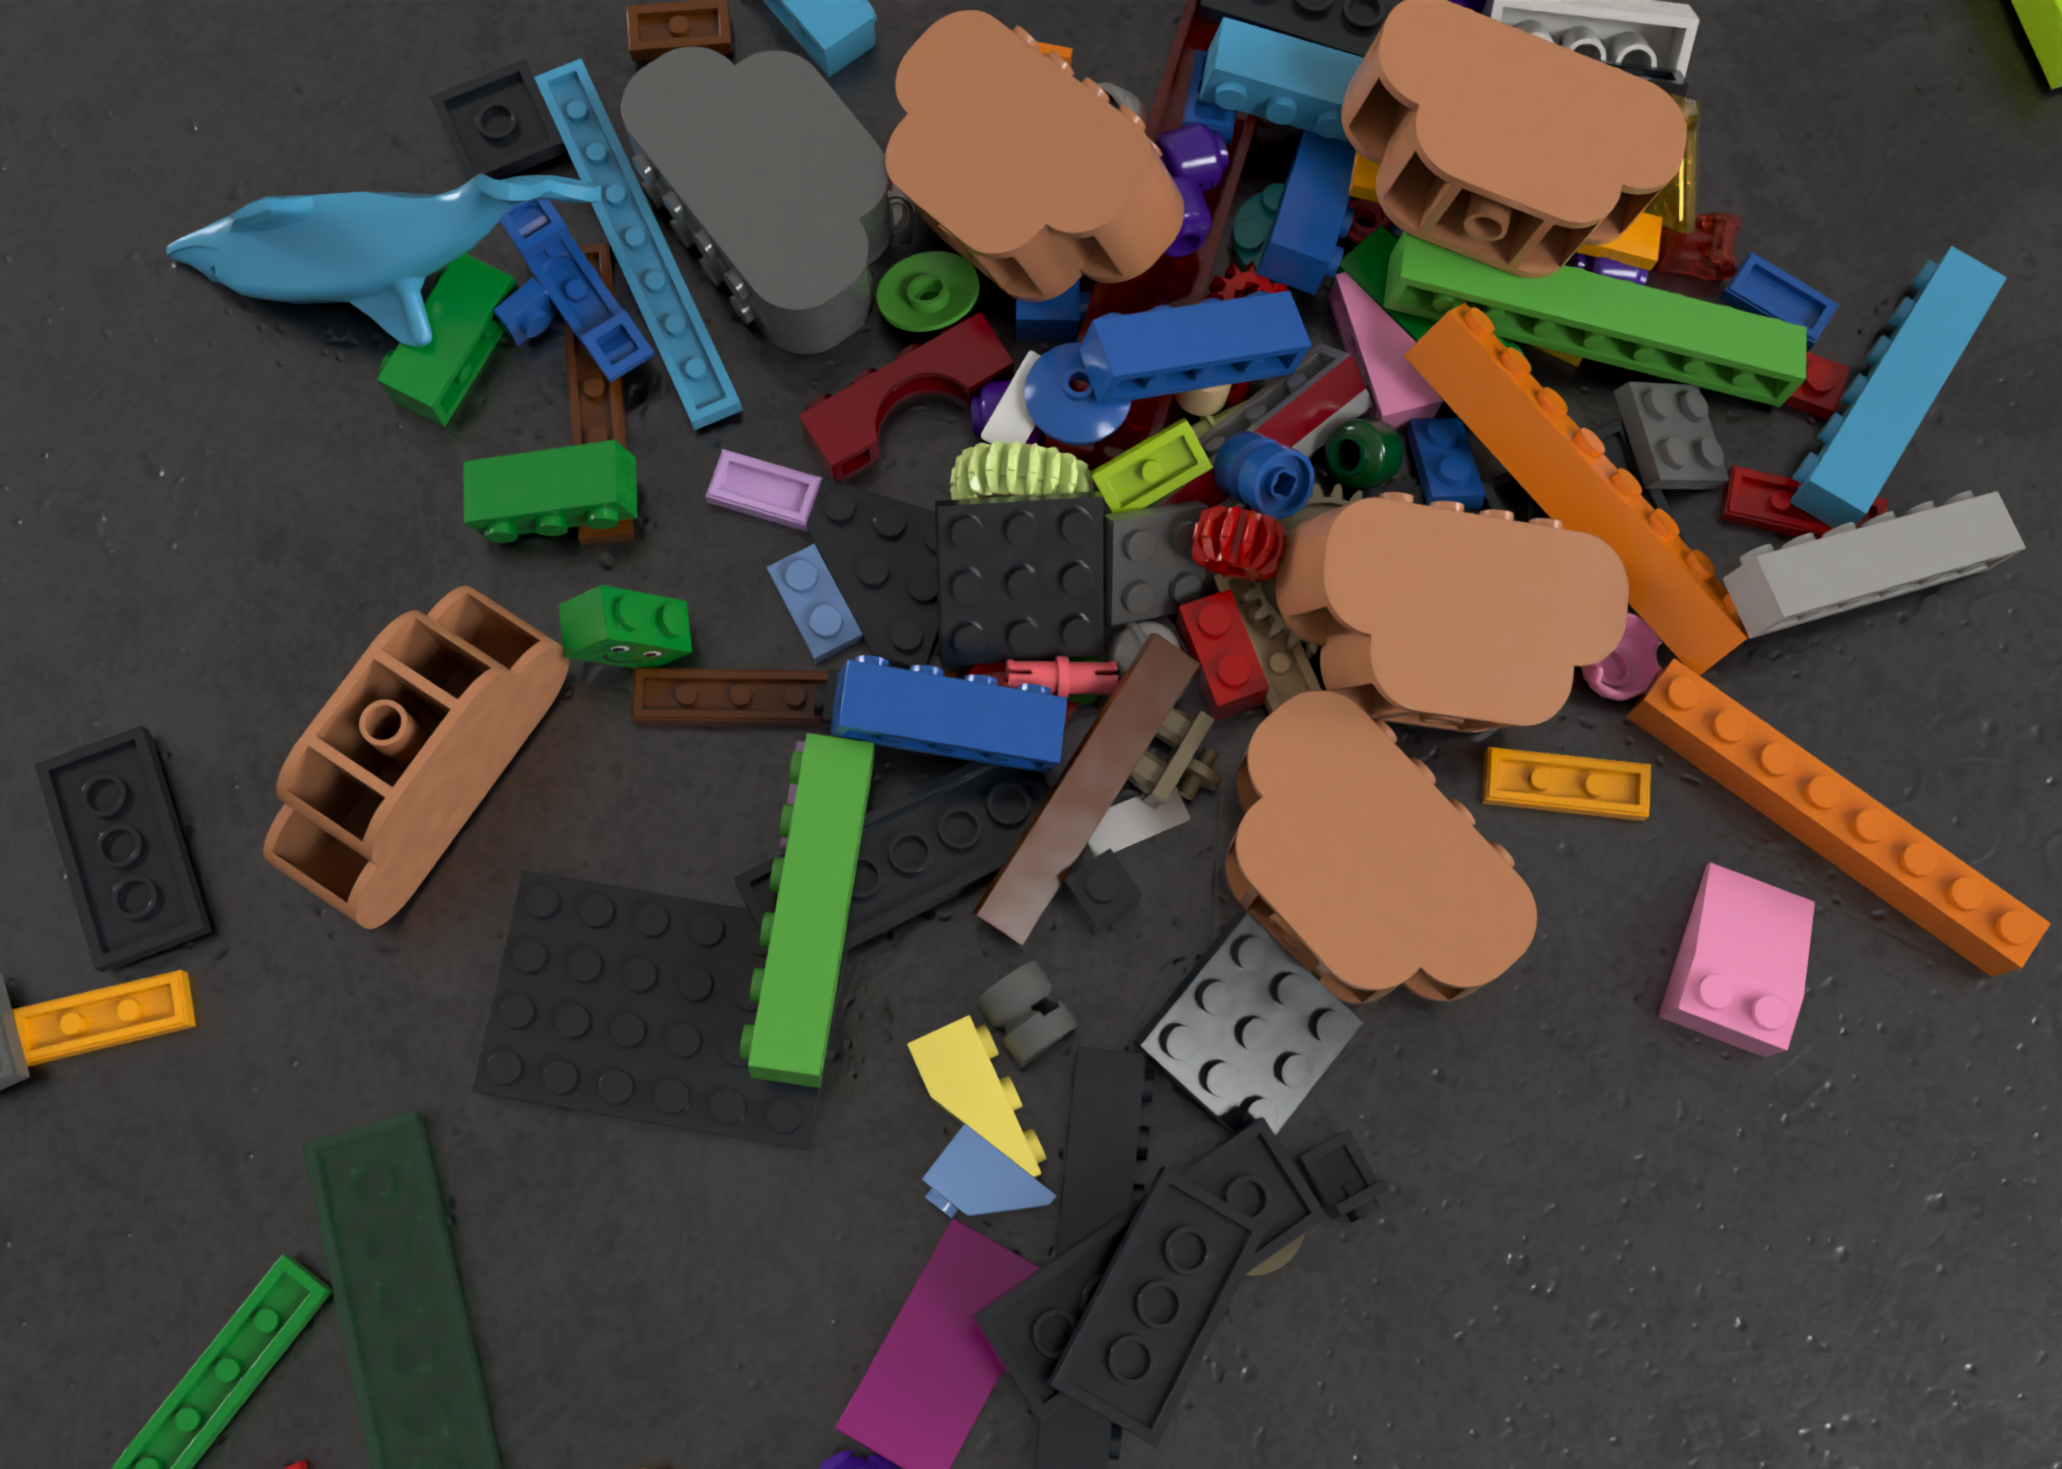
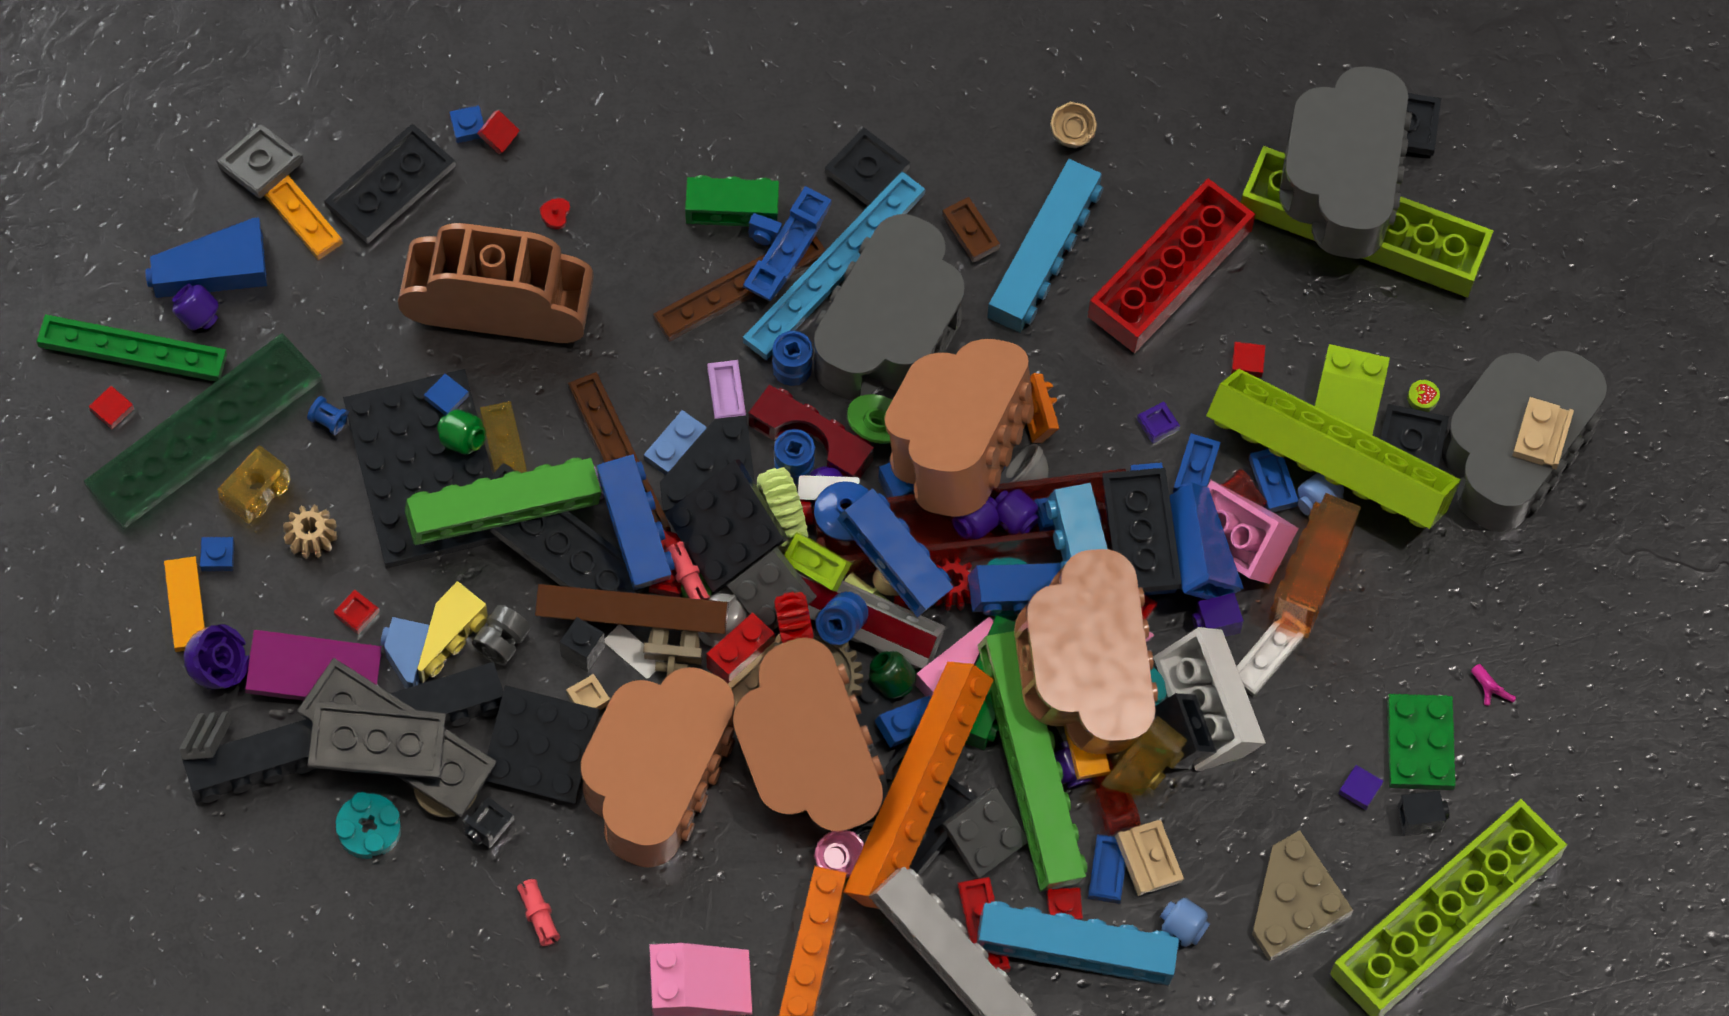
camera: 65 degrees right, 10 degrees down
(85, 679) = (466, 123): none -> blue plate
(104, 1211) = (216, 261): none -> blue slope
(128, 635) = (498, 131): none -> red tile
(174, 1275) = (195, 307): none -> dark purple head
(318, 613) = (555, 212): none -> red piece
(361, 244) = (755, 135): dark azure animal -> none
(482, 1148) = (333, 420): none -> blue bush
(530, 1291) = (257, 468): none -> clear yellow brick
(550, 491) = (668, 287): green brick -> none
(561, 919) = (446, 395): none -> blue tile
(624, 628) = (609, 353): green brick -> none
(645, 922) = (461, 432): none -> green head
(650, 1427) = (217, 554): none -> blue plate
(680, 863) = (503, 436): none -> clear yellow tile
(686, 1270) = (309, 542): none -> tan gear
(766, 364) = (792, 358): none -> blue wheel
(867, 1233) = (356, 612): none -> red tile
(932, 433) = (795, 453): none -> blue wheel
(1189, 921) = (589, 693): none -> tan plate
(1292, 1379) = (360, 809): none -> teal plate
(1527, 1160) = (538, 912): none -> coral pin
(1566, 784) = (757, 859): light orange tile -> none
(1795, 235) = (1149, 857): none -> tan plate
(1911, 233) = (1185, 921): none -> medium blue head
(1921, 79) = (1296, 898): none -> dark tan plate

